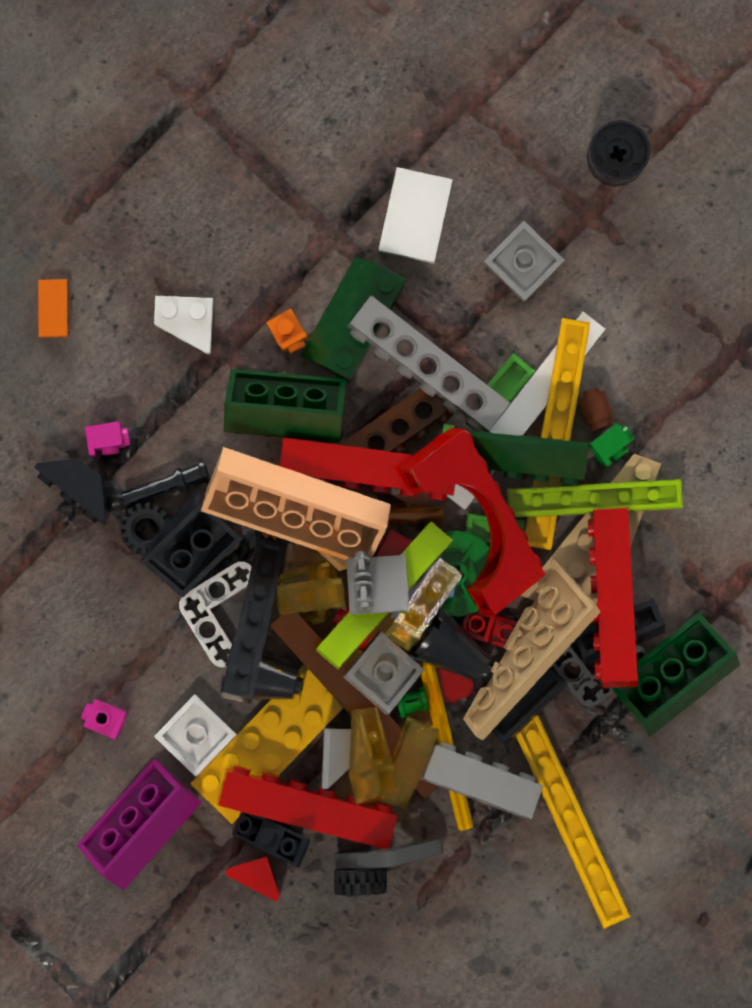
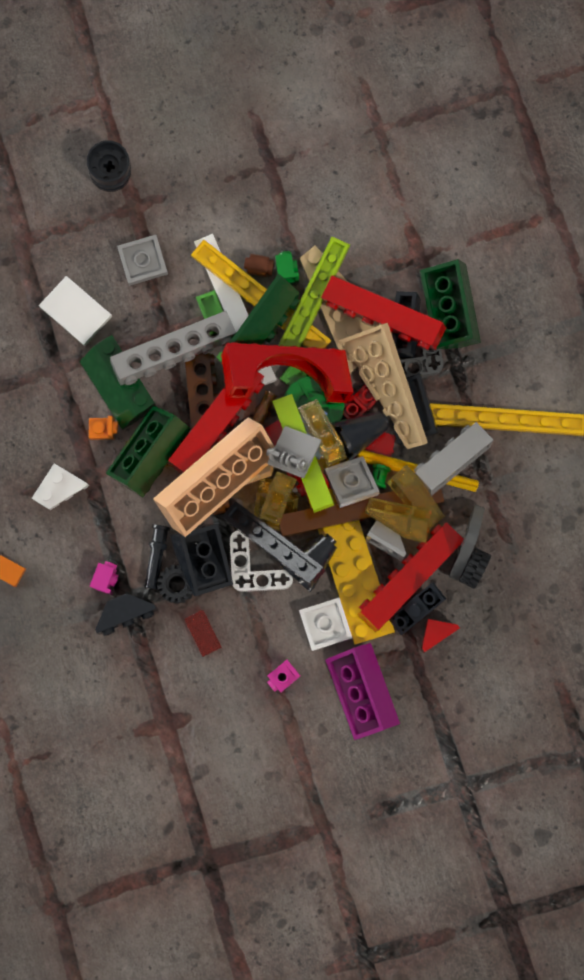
camera: 55 degrees left, 5 degrees down
(105, 593) = (203, 633): none -> clear red tile

